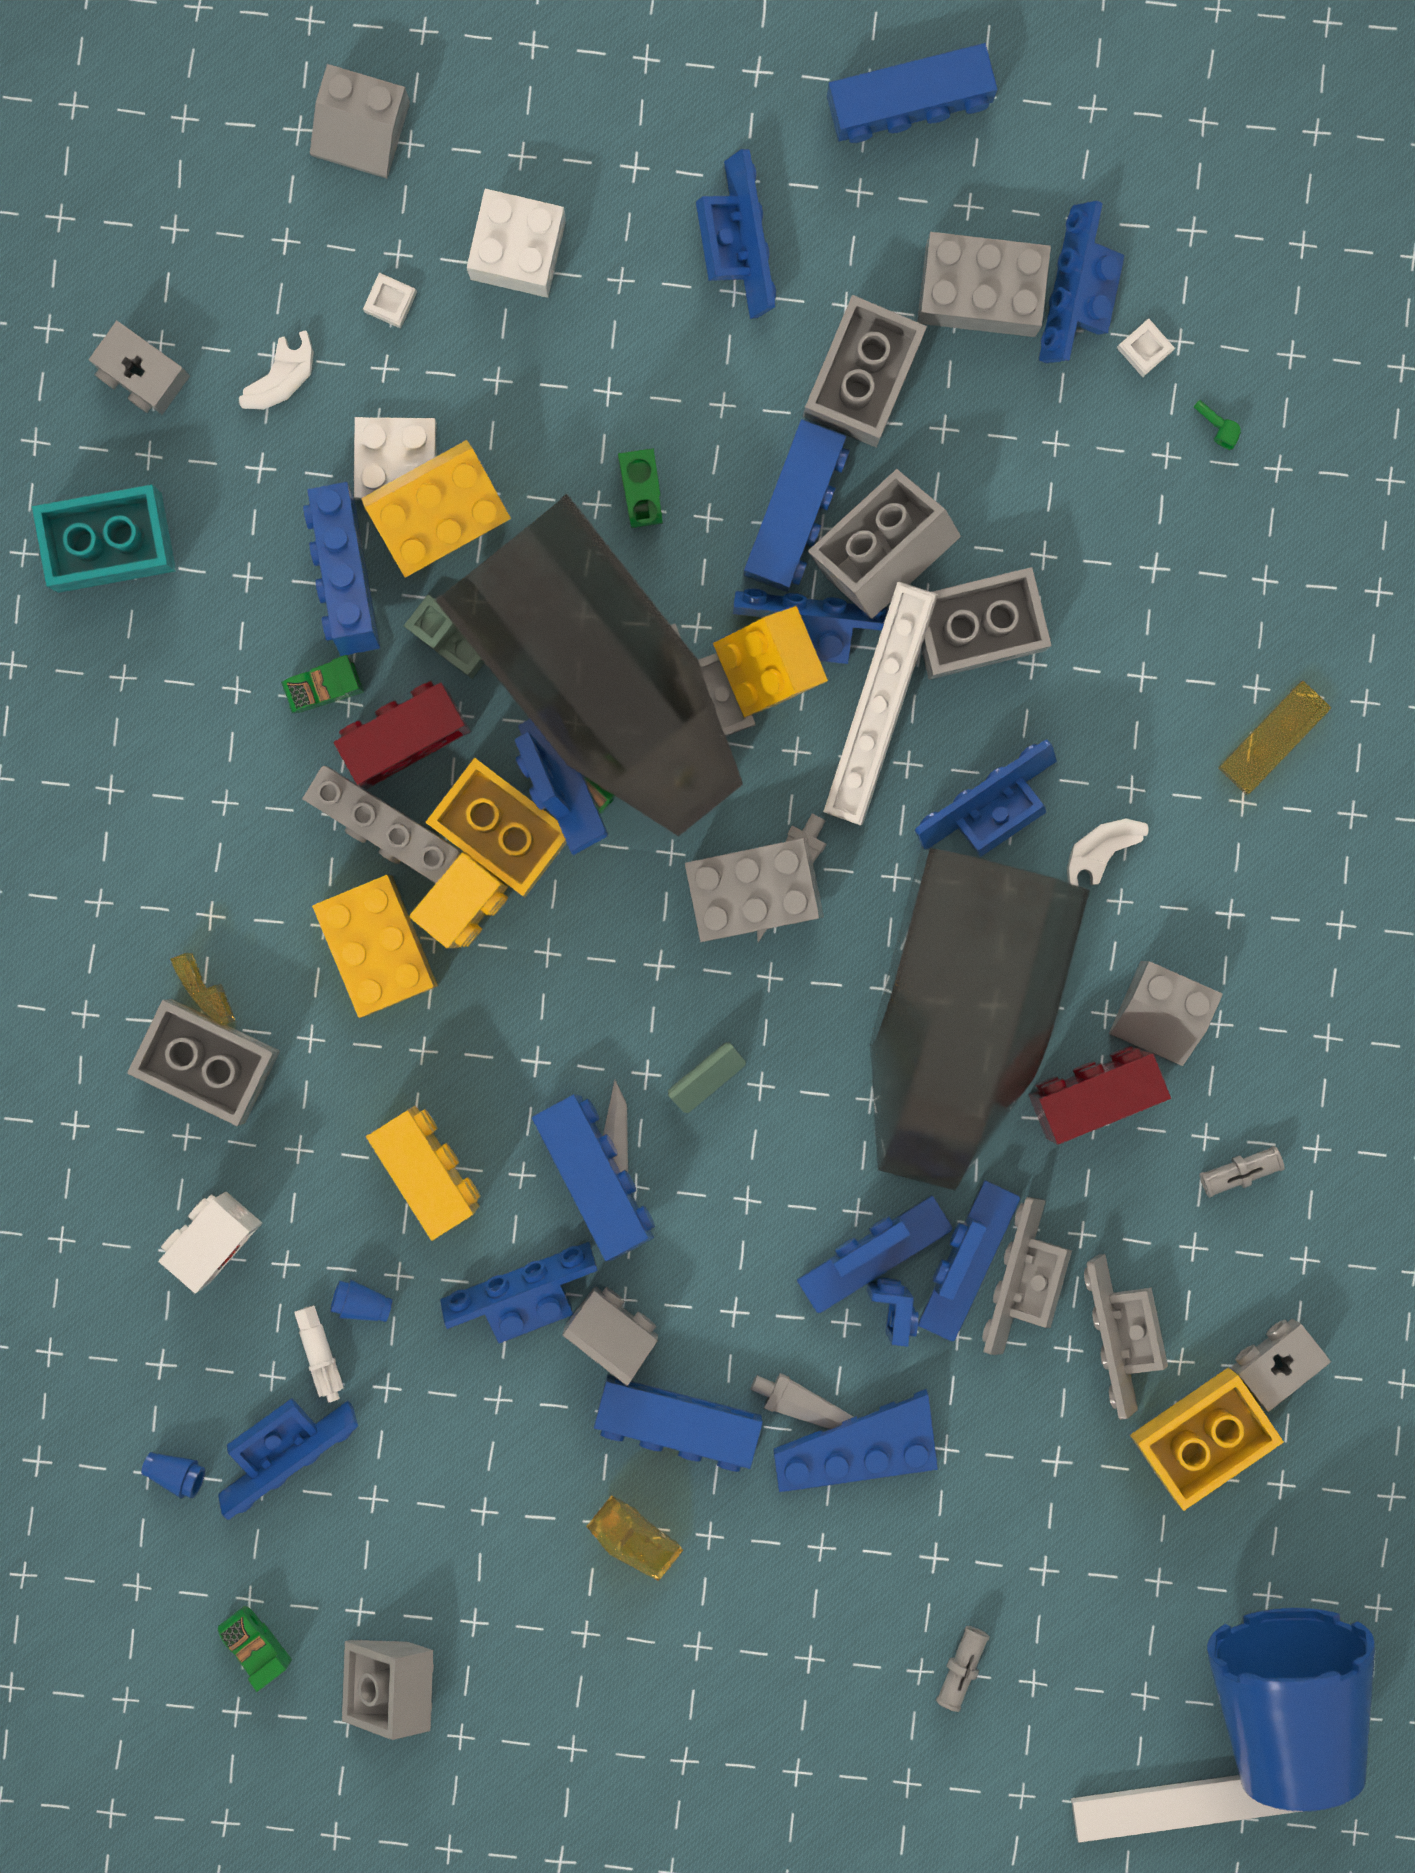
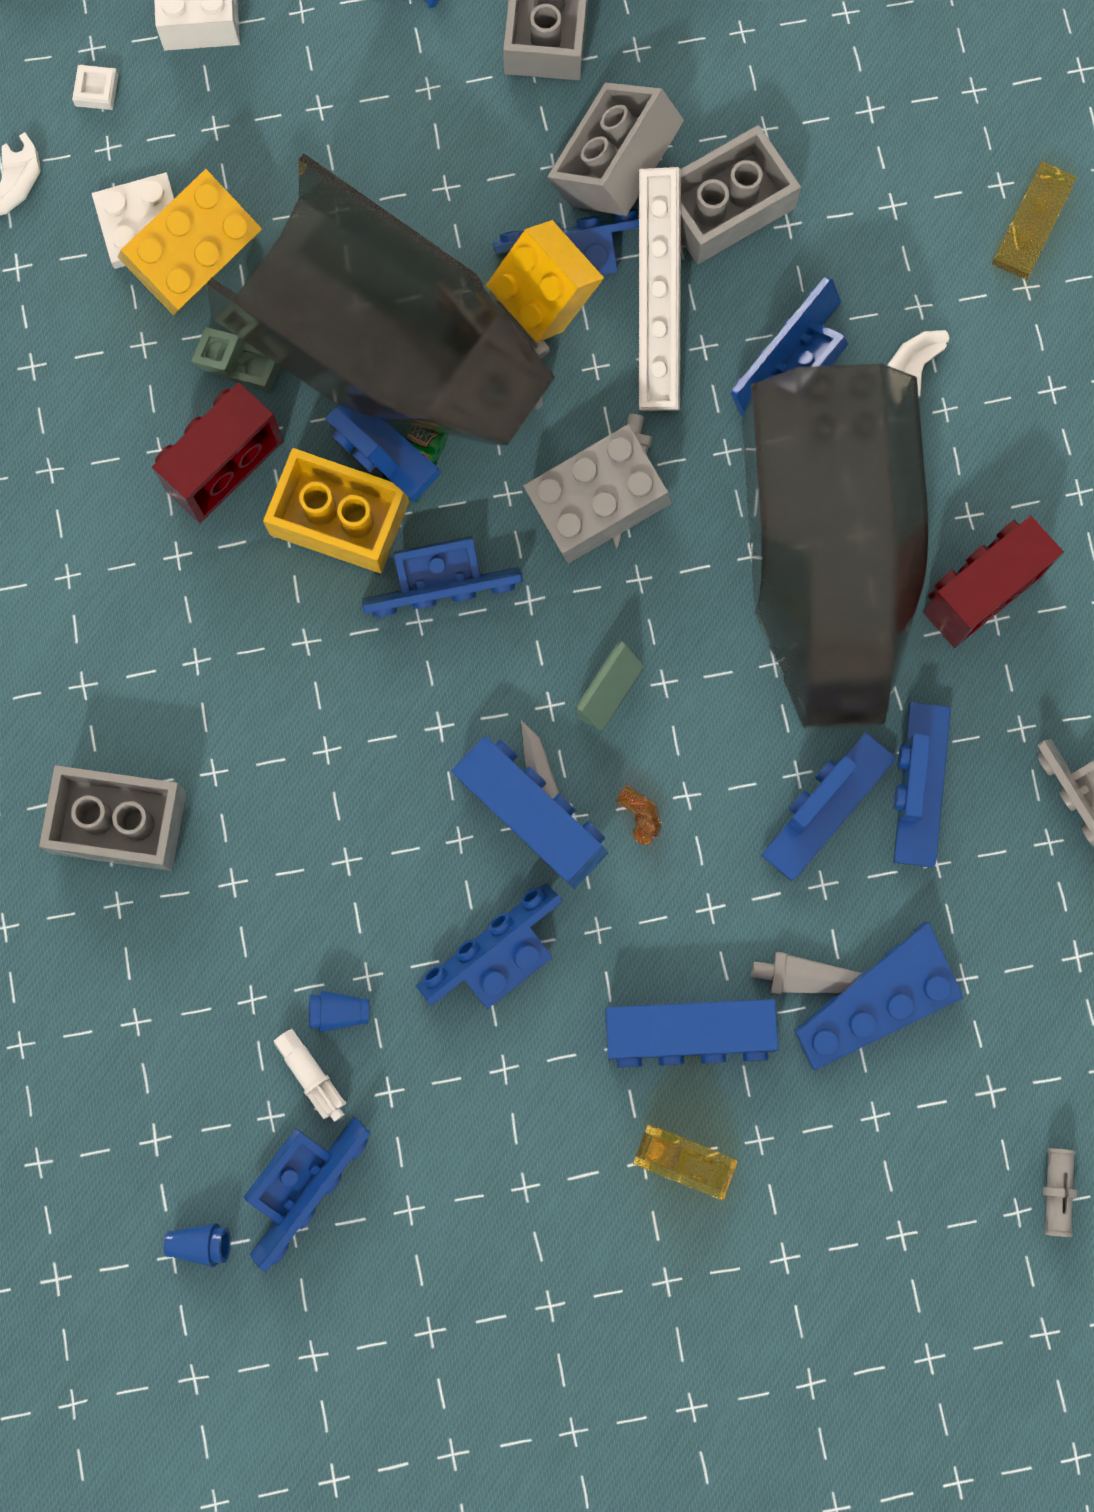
camera: 15 degrees left, 10 degrees down
(210, 999) = (100, 756): clear yellow slope -> none
(210, 1241) = (166, 990): white piece -> none
(254, 1647) = (331, 1401): green leg -> none
(323, 685) = (130, 437): green leg -> none
(343, 569) = (119, 321): blue brick -> none
(375, 945) = (250, 658): yellow brick -> none
(381, 824) = (222, 541): light grey bracket -> none
(387, 1687) = (481, 1399): light grey slope -> none
(425, 1171) = (362, 853): yellow brick -> none
(460, 903) = (318, 582): yellow brick -> none
(578, 919) = (439, 573): none -> blue bracket
(611, 1333) = (595, 958): light grey slope -> none
(641, 487) = (374, 171): green leg -> none
(702, 1207) = (645, 814): none -> clear orange arm
(795, 505) = (522, 148): blue brick -> none
(901, 1317) = (874, 848): blue bracket -> none
(1030, 1280) = (989, 782): light grey bracket -> none
(1165, 1012) = (1024, 483): light grey slope -> none

